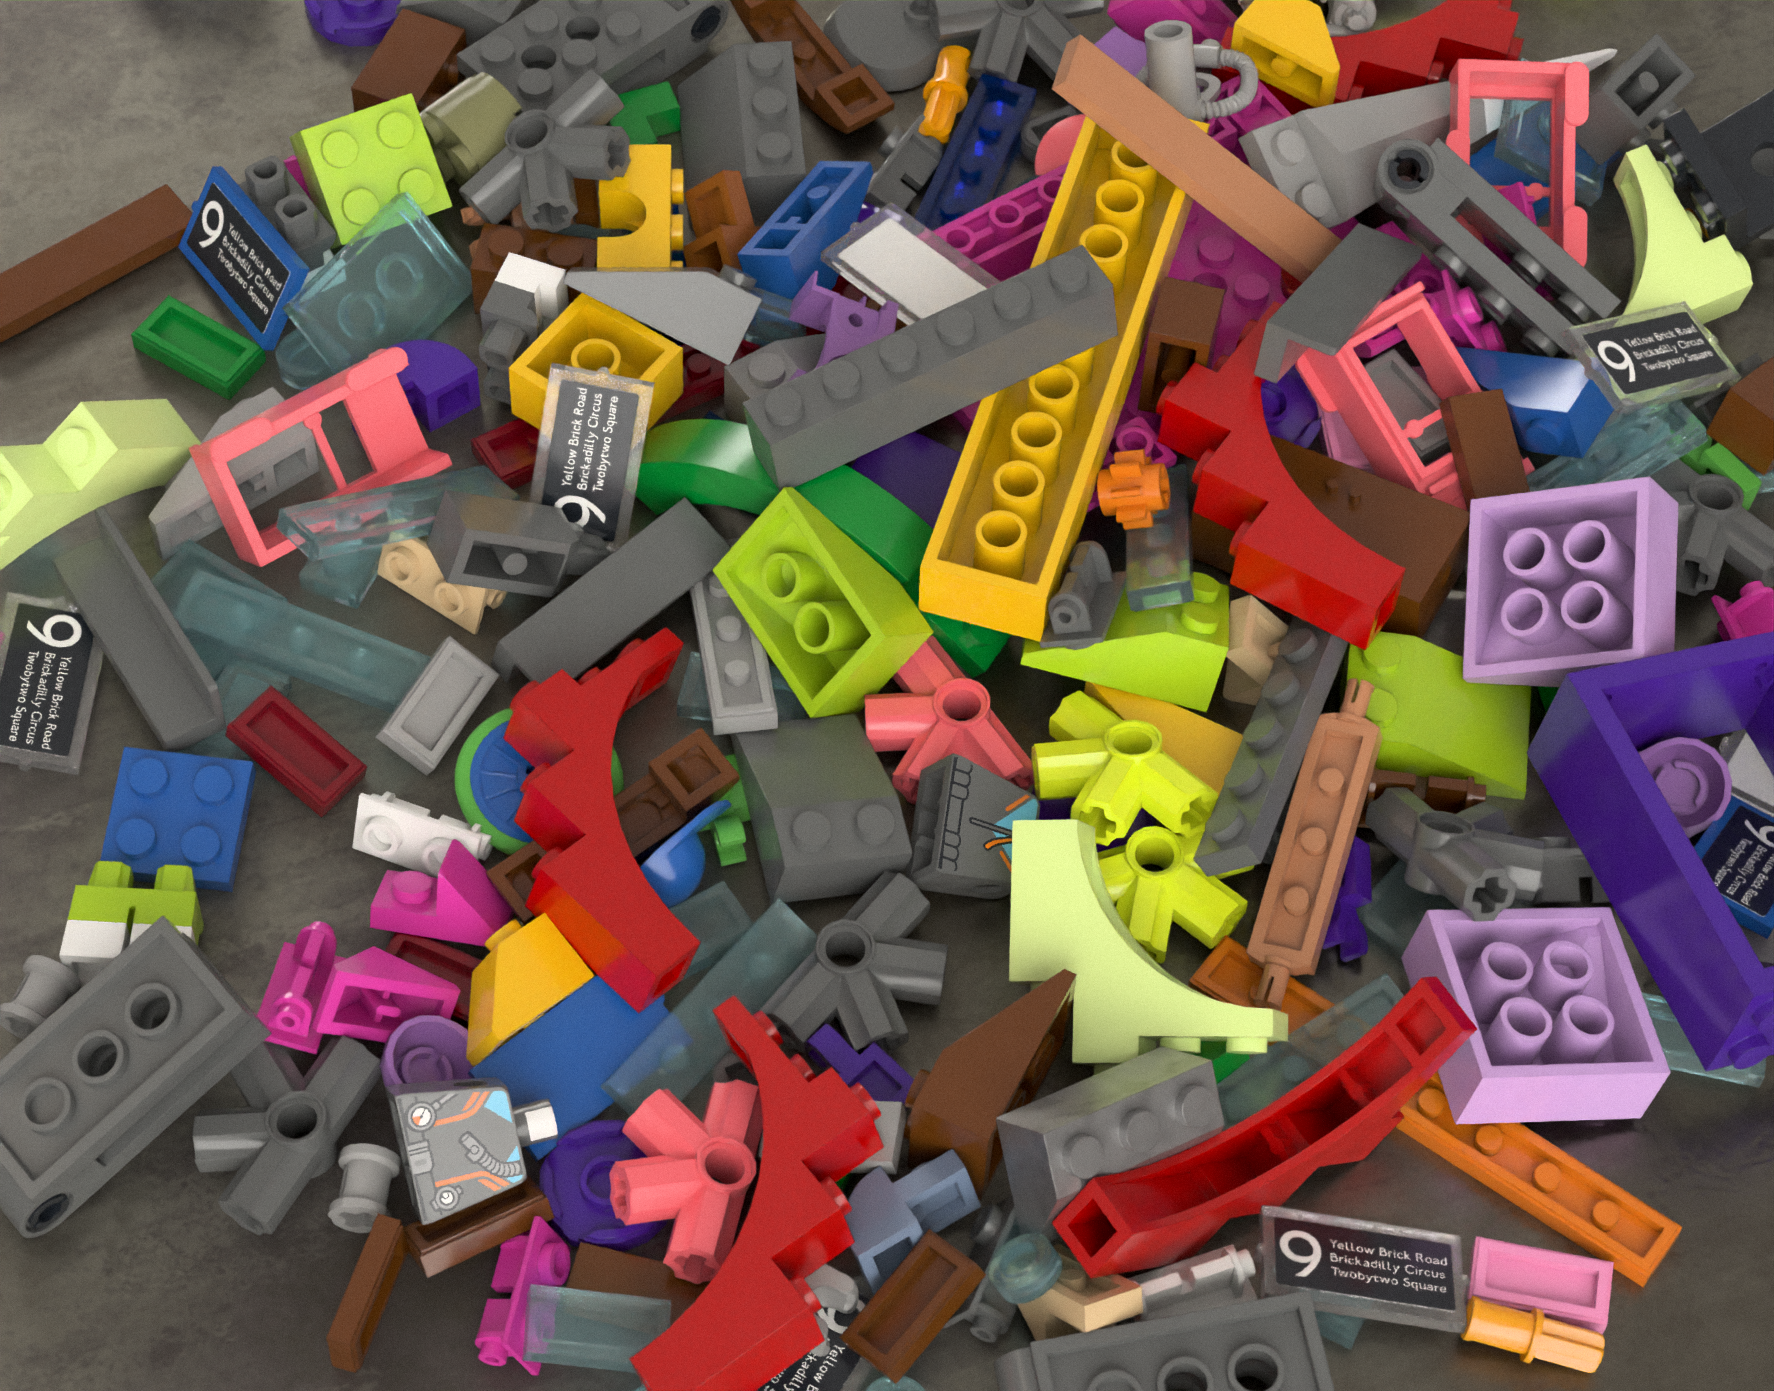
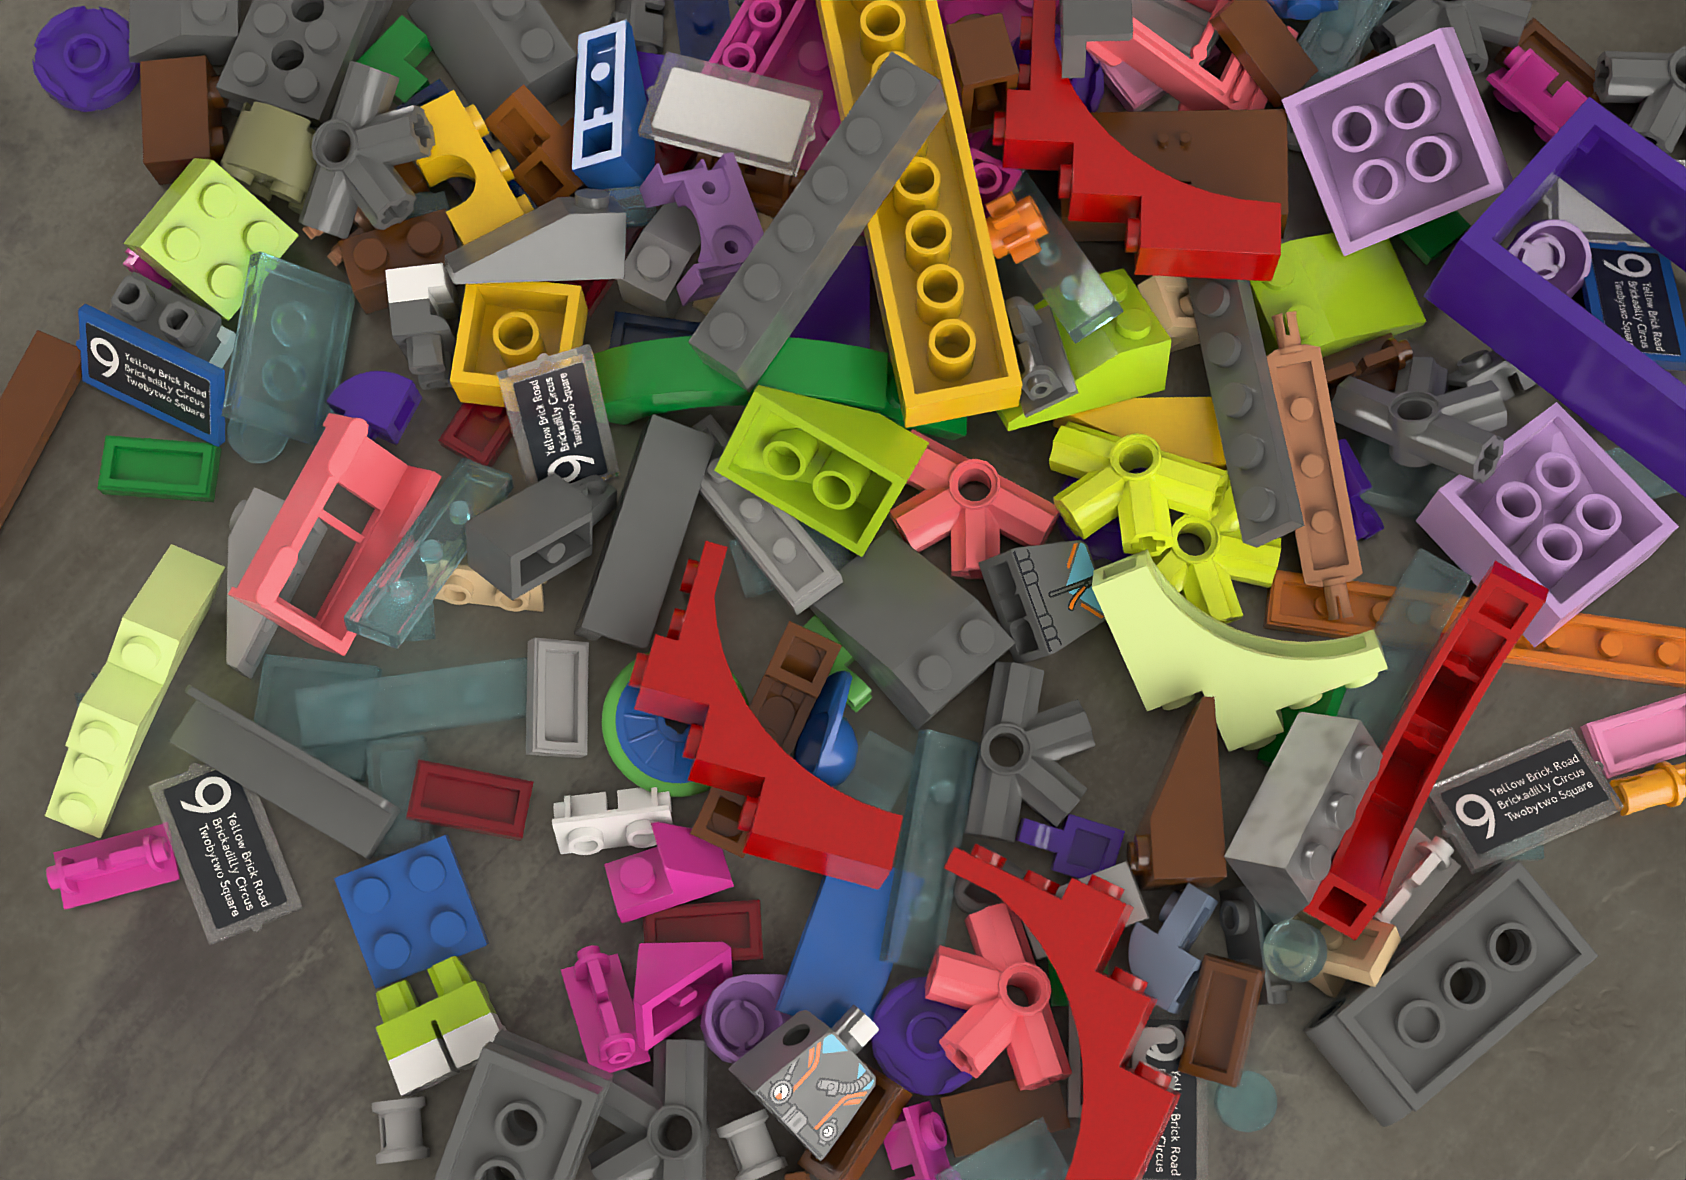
camera: 25 degrees left, 20 degrees up
(519, 983) = (775, 920): yellow slope -> none

